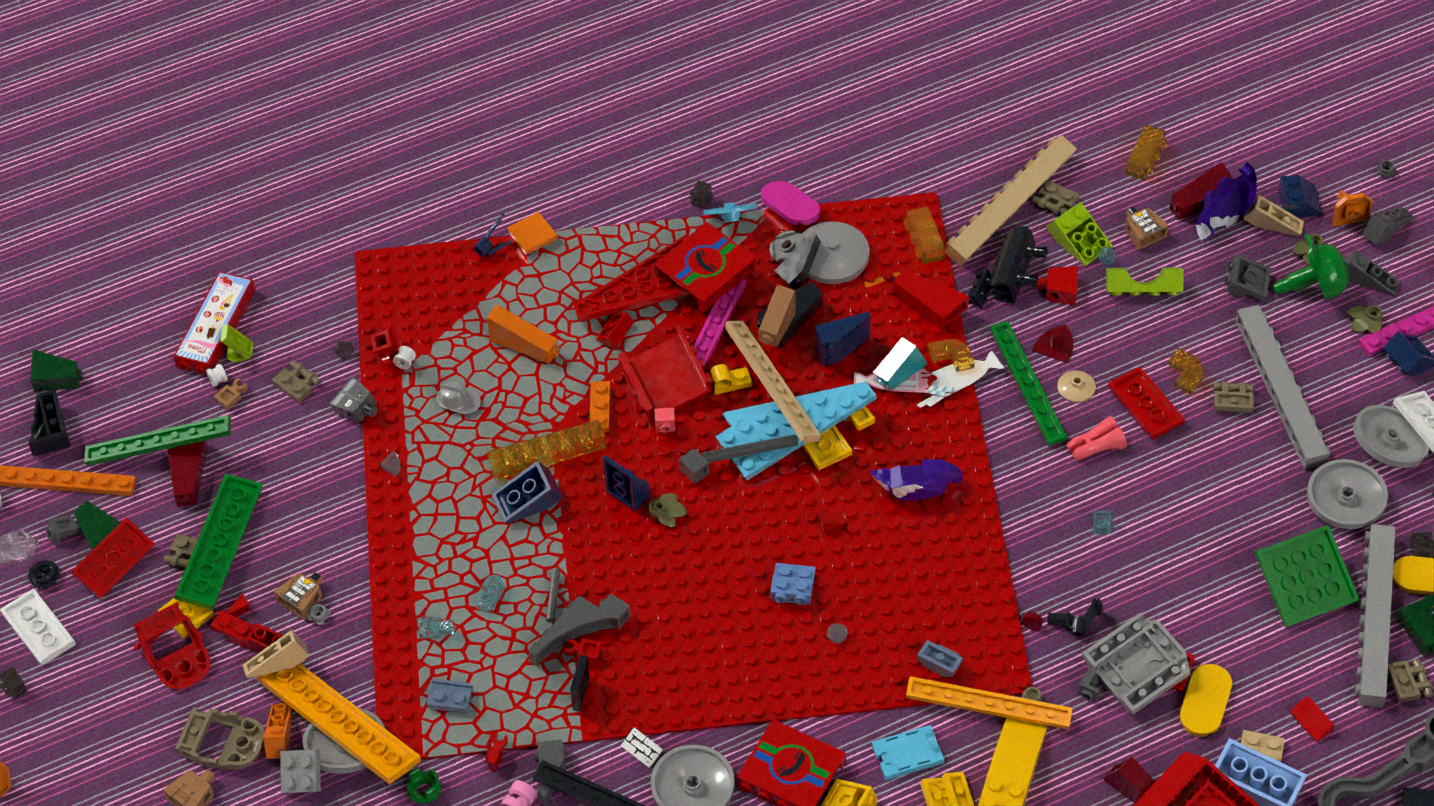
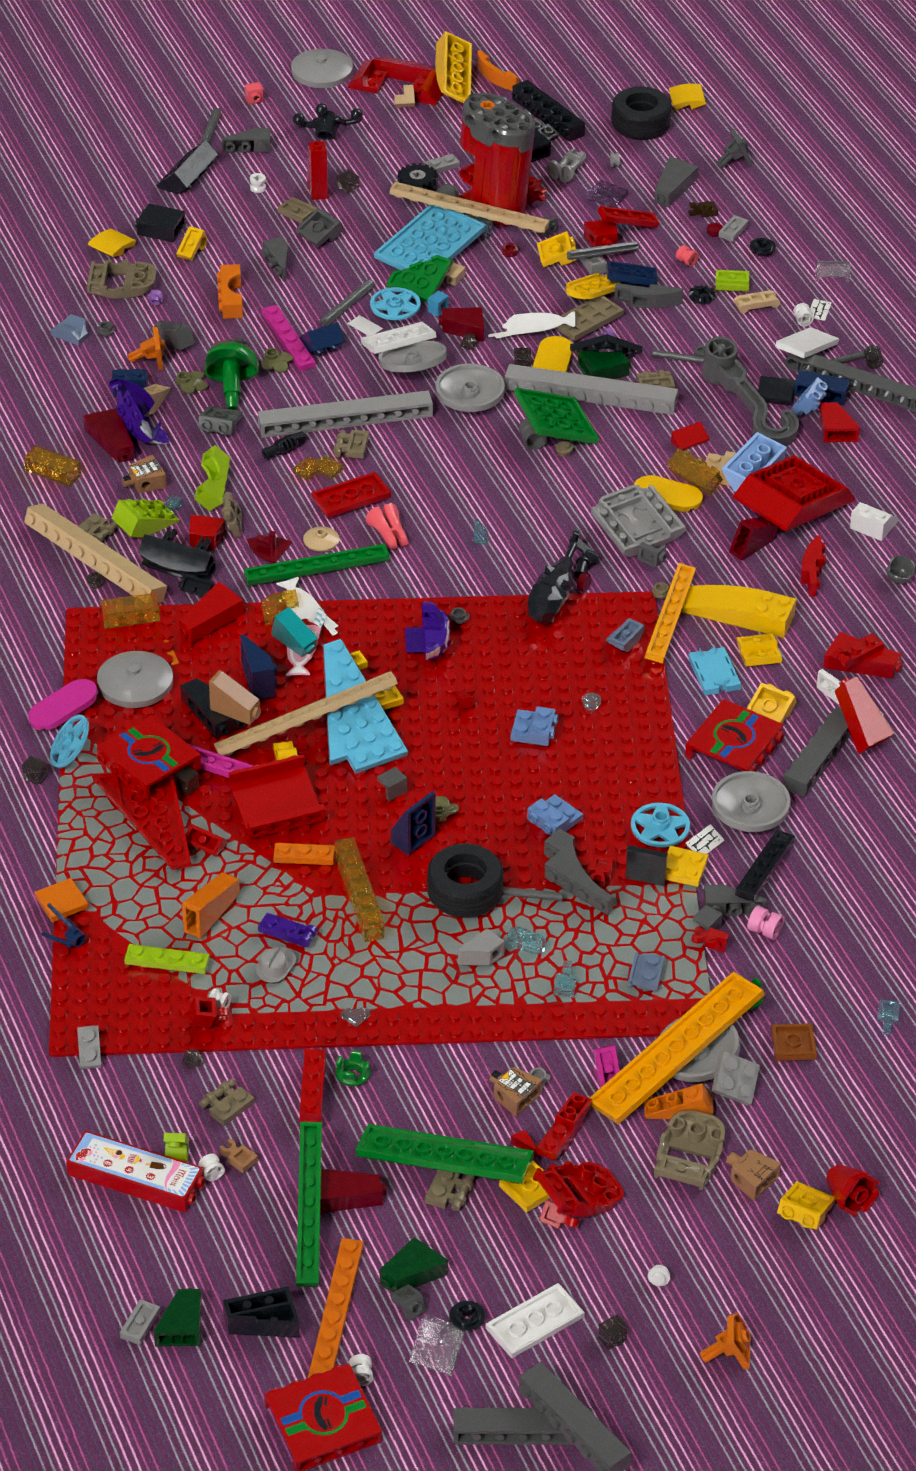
camera: 90 degrees left, 10 degrees down
(55, 345) = (140, 1322): none -> light grey plate
(74, 718) = (659, 1275): none -> white plate
(113, 558) = (457, 1247): red plate -> none
(279, 438) = (312, 1085): none -> red arch
(280, 655) = (602, 1096): tan slope -> none
(325, 665) = (606, 1064): none -> dark pink slope
(329, 460) = (356, 1063): none -> green piece
(354, 401) = (271, 1042): dark grey torso -> none
(355, 274) = (89, 1047): none -> light grey plate
(461, 317) = (167, 959): none -> lime plate
(472, 555) = (482, 949): none -> light grey slope
(499, 402) = (287, 930): none -> dark purple plate
(520, 748) = (708, 918): none -> dark grey panel
(527, 493) = (412, 905): dark blue slope -> none
(550, 510) = (460, 898): none -> black tyre
(597, 725) = (685, 866): none -> yellow plate
(653, 701) = (660, 824): none -> medium azure wheel
(661, 606) = (553, 814): none -> medium blue plate
(665, 420) = (333, 802): coral plate -> none
(688, 305) = (186, 779): none -> clear smoke plate
(751, 448) = (383, 738): dark grey axle -> none
(782, 240) = (128, 715): light grey tile -> none
(796, 267) = (155, 694): slope -> none
(956, 507) = (458, 616): none -> dark grey plate
(976, 206) = (95, 580): none -> clear smoke plate
(1000, 583) = (552, 589): none -> black piece
(1087, 306) = (233, 513): none -> dark tan plate
(1219, 338) = (284, 445): none -> black hinge
(1238, 718) = (694, 471): none -> clear yellow brick
(1264, 595) = (564, 448): none -> dark tan plate
(1375, 140) = (71, 330): none -> sand blue slope

